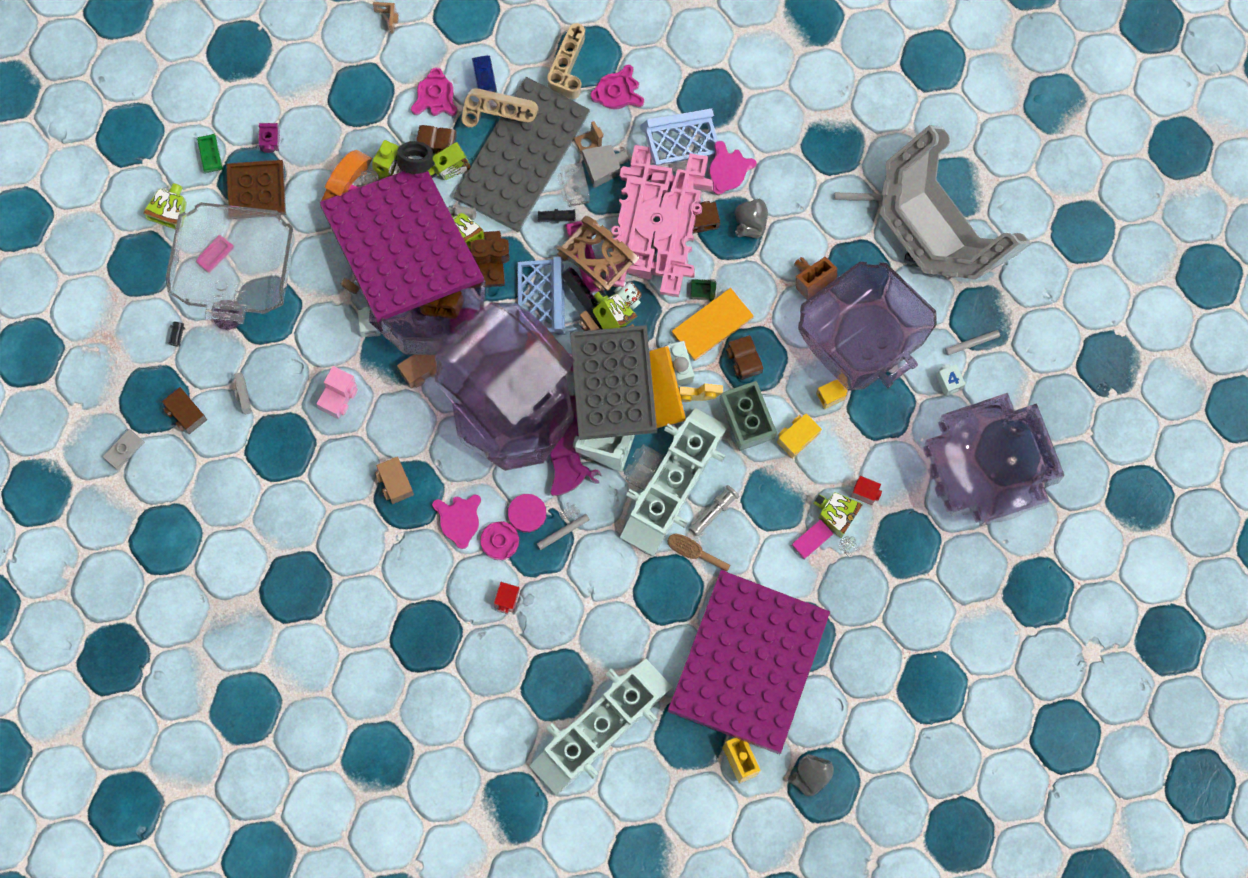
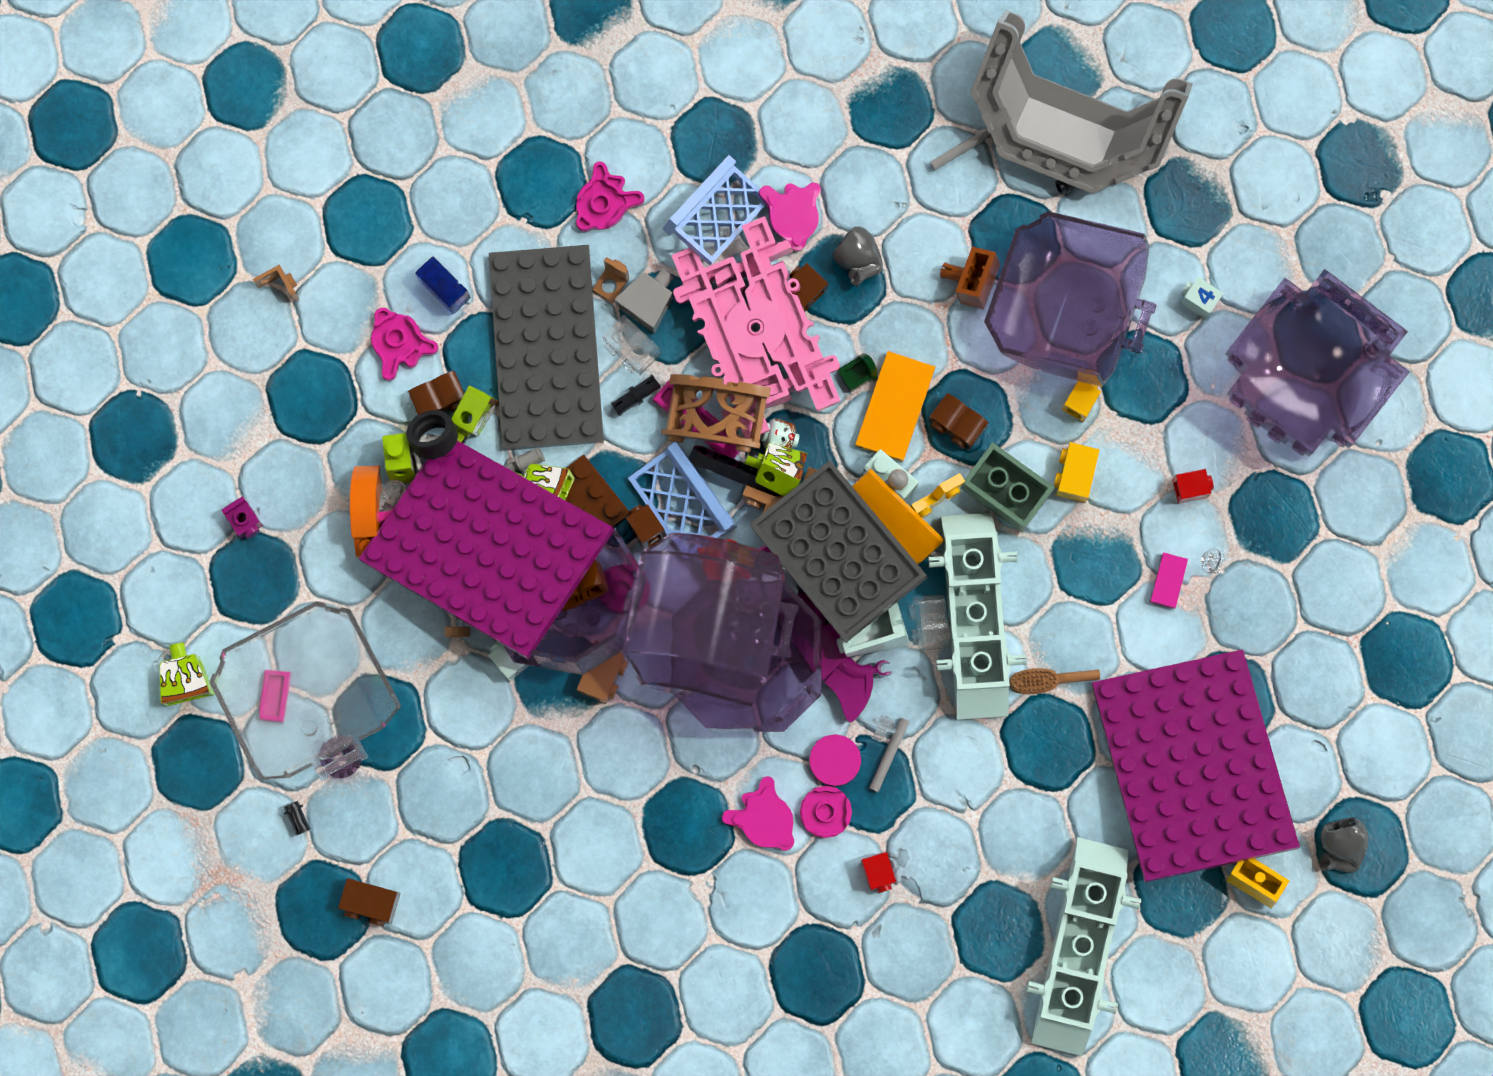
camera: 25 degrees left, 5 degrees up
(123, 449) = (330, 991): light grey plate -> none
(209, 153) = (186, 581): green plate -> none
(242, 394) = (420, 837): light grey plate -> none
(257, 185) = (269, 585): reddish brown plate -> none
(338, 391) = (529, 764): bright pink brick -> none
(394, 480) = (662, 822): medium nougat brick -> none
(490, 251) = (597, 484): reddish brown brick -> none
(501, 109) = (489, 312): tan beam -> none
(506, 291) = (645, 526): none -> reddish brown brick
(569, 59) = (523, 200): tan beam -> none
(720, 504) = (1045, 607): light grey pin -> none
(837, 512) = (1177, 532): torso -> none
(972, 342) = (1196, 237): light grey bar -> none

